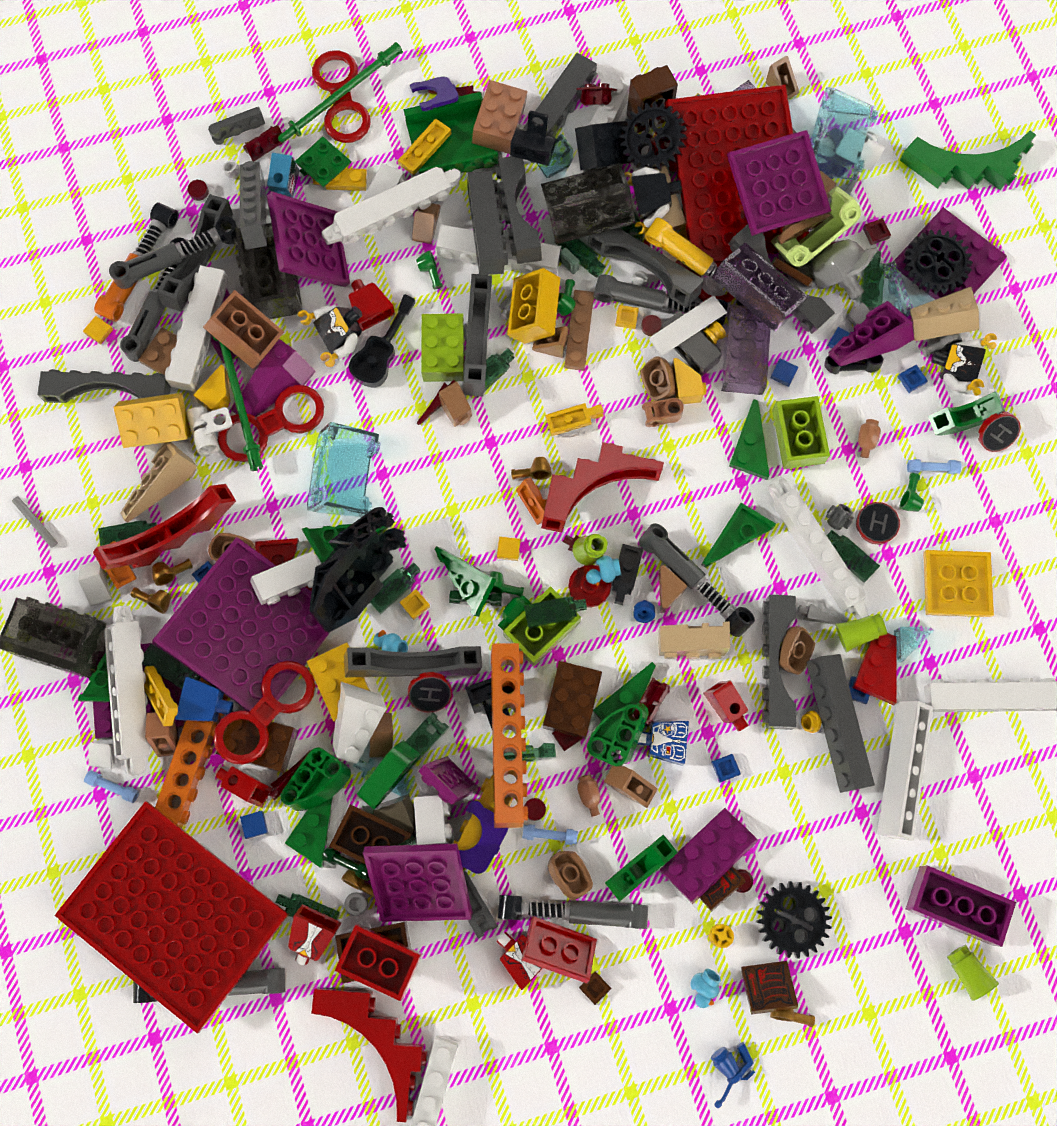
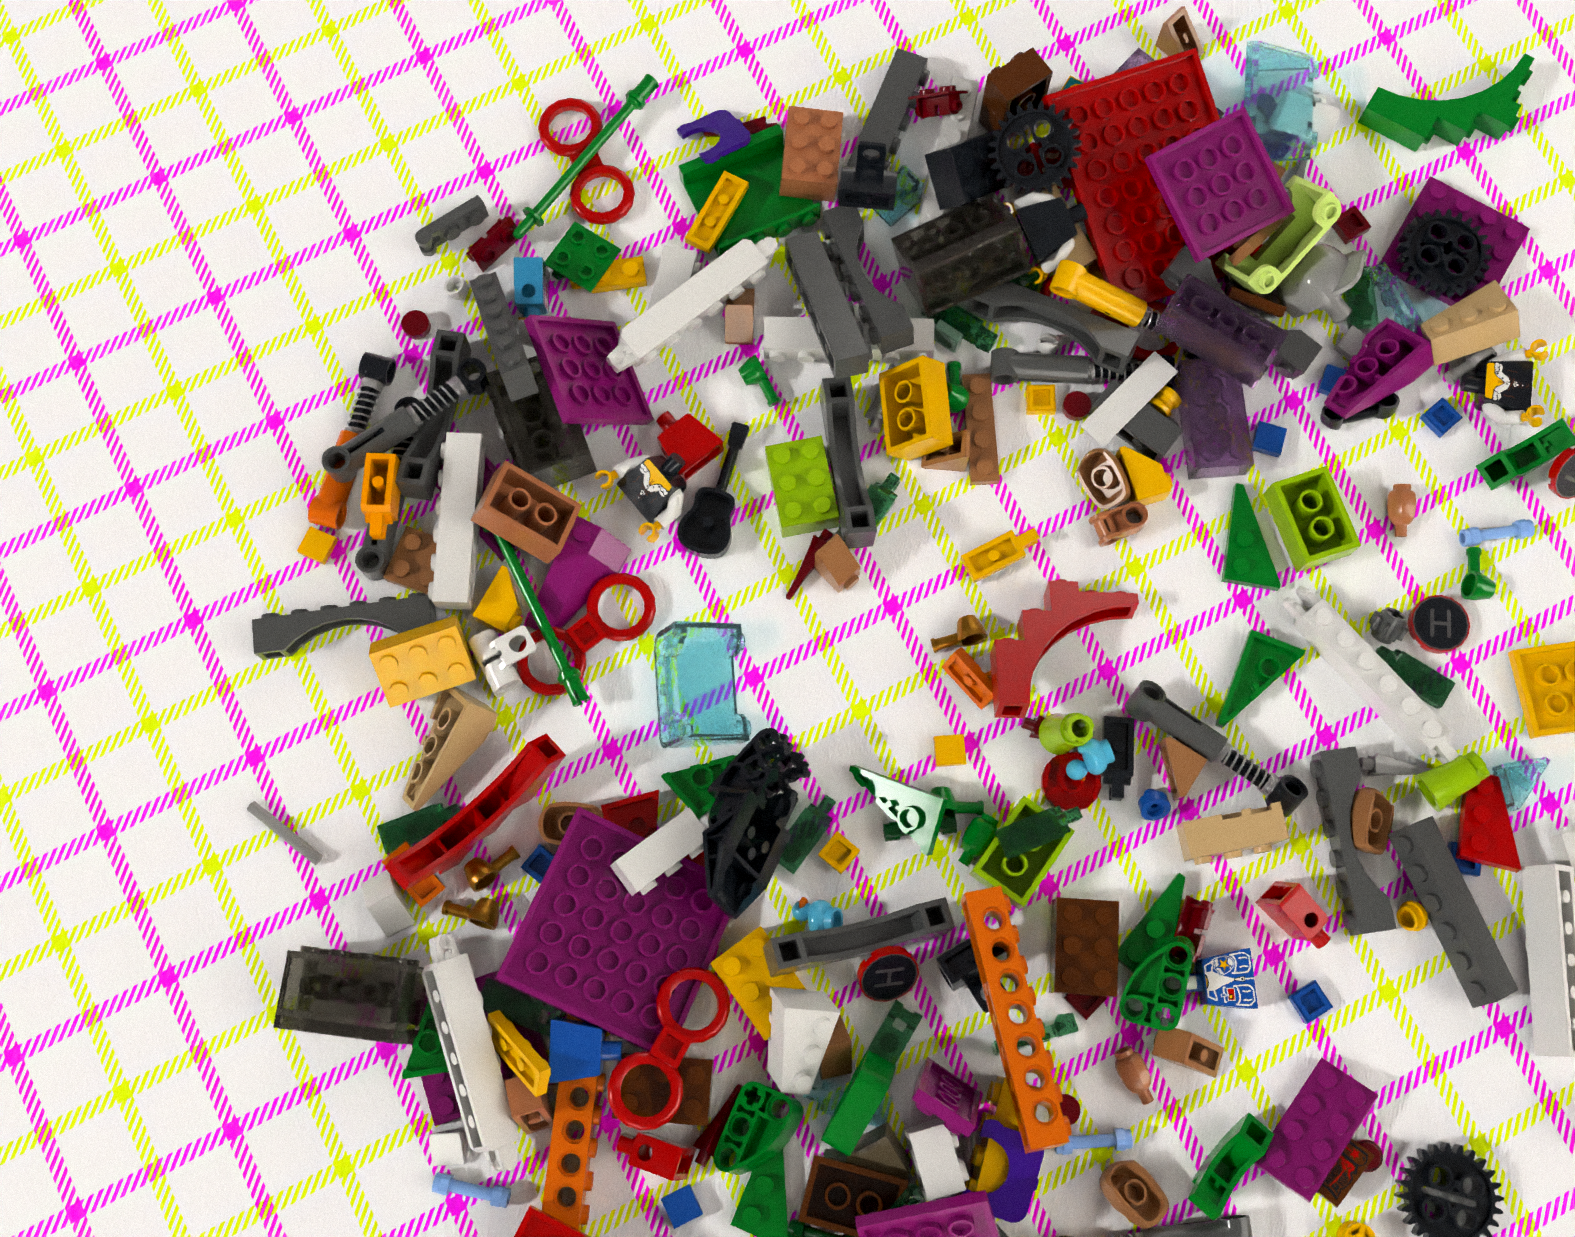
camera: 10 degrees left, 0 degrees up
(144, 298) = (380, 492): none -> light orange hinge

